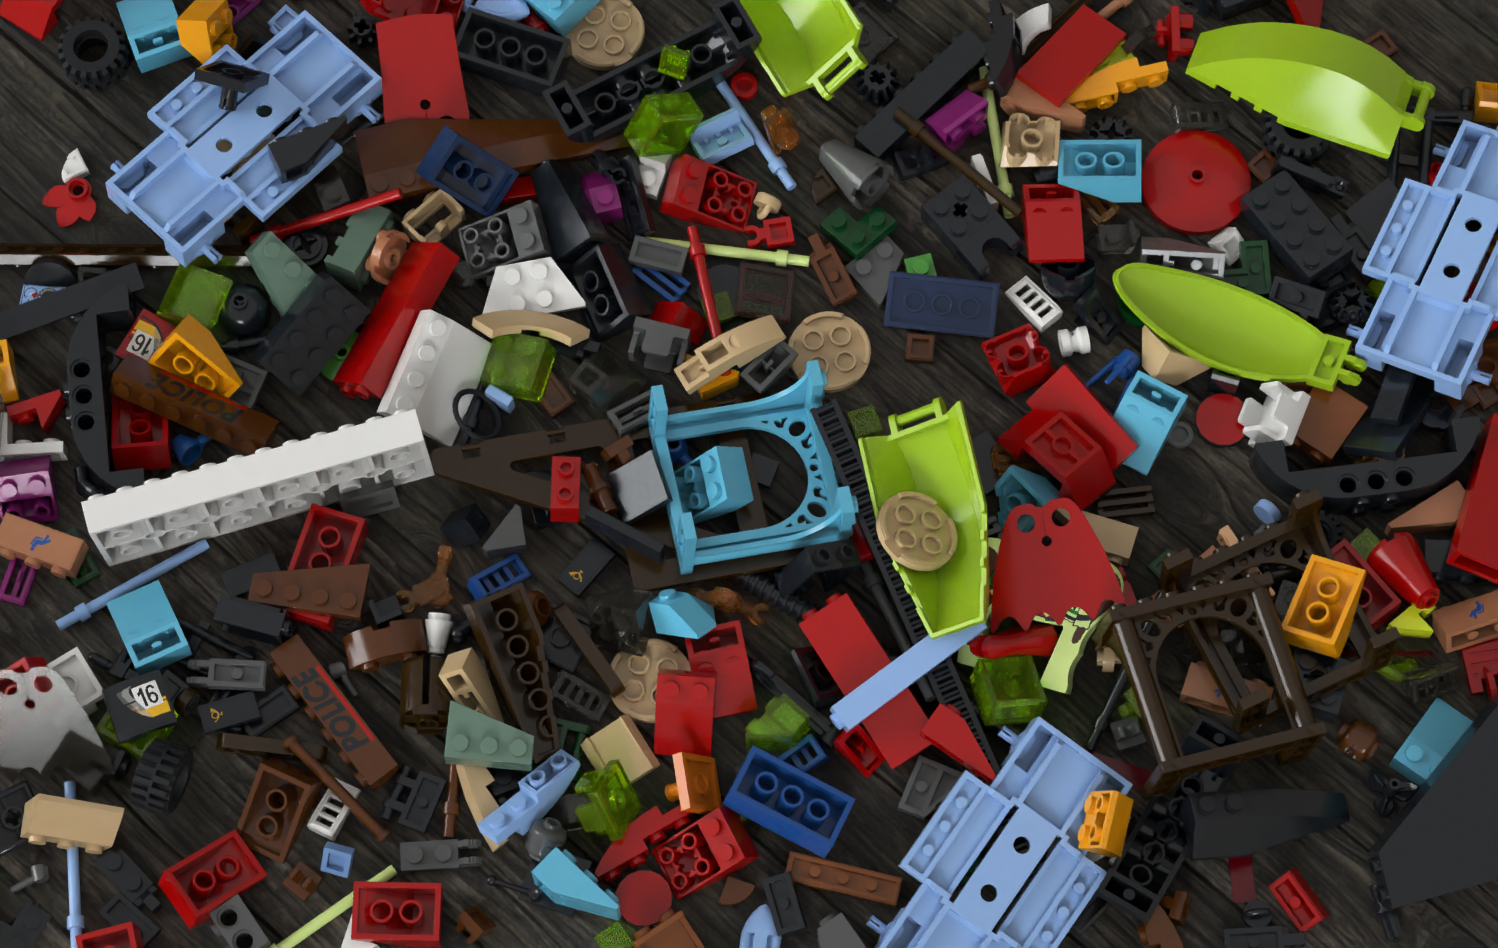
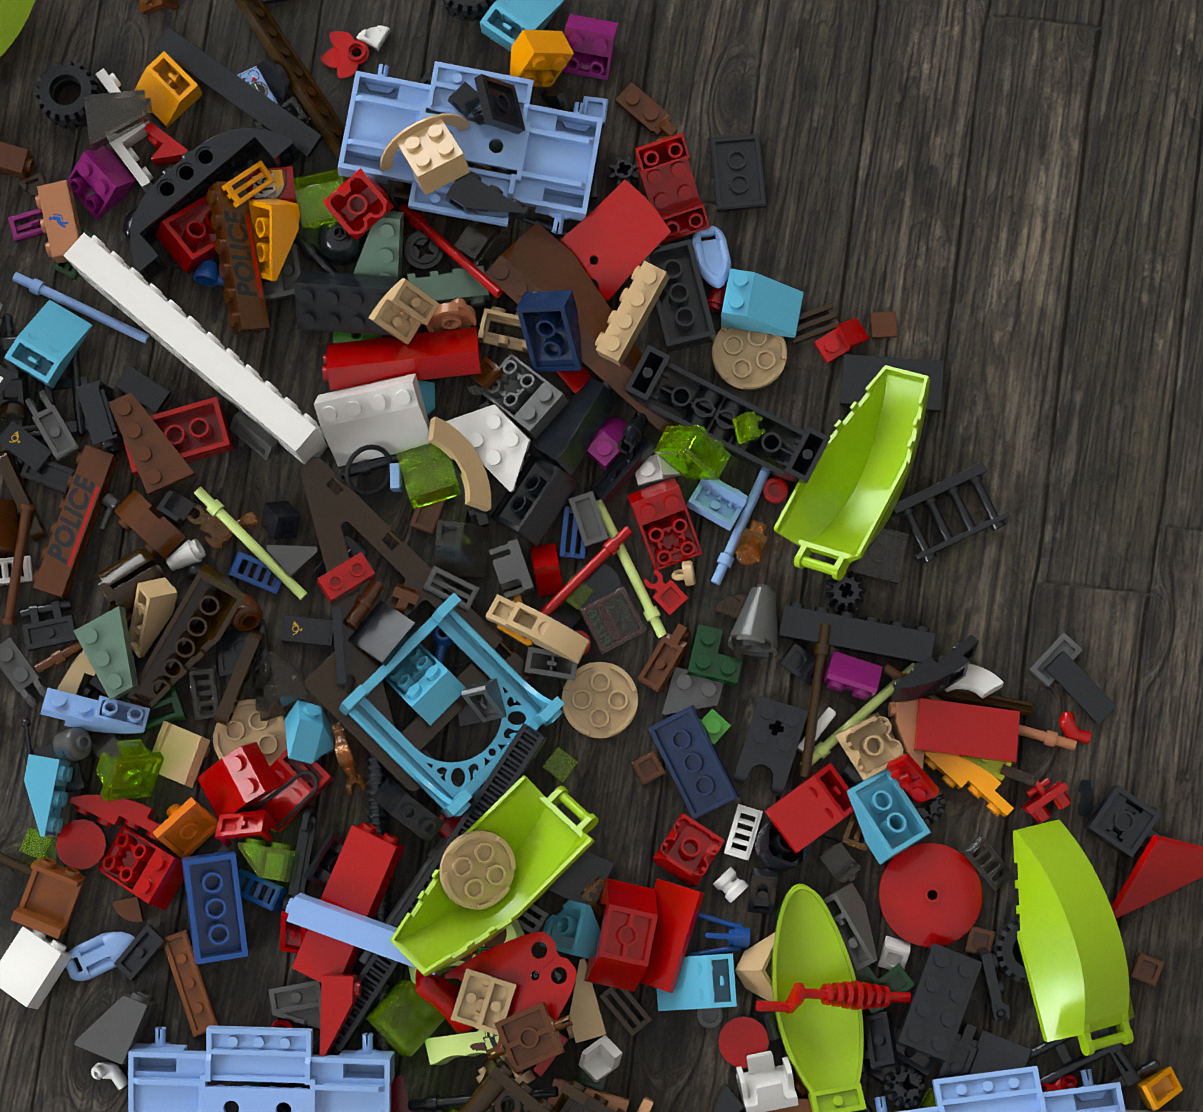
camera: 60 degrees right, 10 degrees up
(133, 365) = (233, 193): none -> light orange tile
(203, 106) = (465, 99): none -> black tile
(230, 156) = (430, 151): none -> tan piece
(230, 257) = (358, 203): none -> red piece
(355, 282) = (404, 310): none -> tan slope
(414, 574) = (215, 508): none -> yellowish green bar
(467, 259) = (489, 373): none -> reddish brown tile
(502, 93) = (632, 313): none -> tan brick
(719, 680) = (299, 805): none -> black piece
(730, 728) = (245, 825): none -> red hinge
(764, 440) = (485, 700): none -> dark grey slope
(1040, 602) = (483, 1001): none -> tan slope
(1083, 123) = (912, 778): none -> red plate
(1100, 573) = (529, 1037): none -> reddish brown plate
(1155, 544) = (600, 1058): none -> white panel
(1238, 295) = (848, 995): none -> red piece

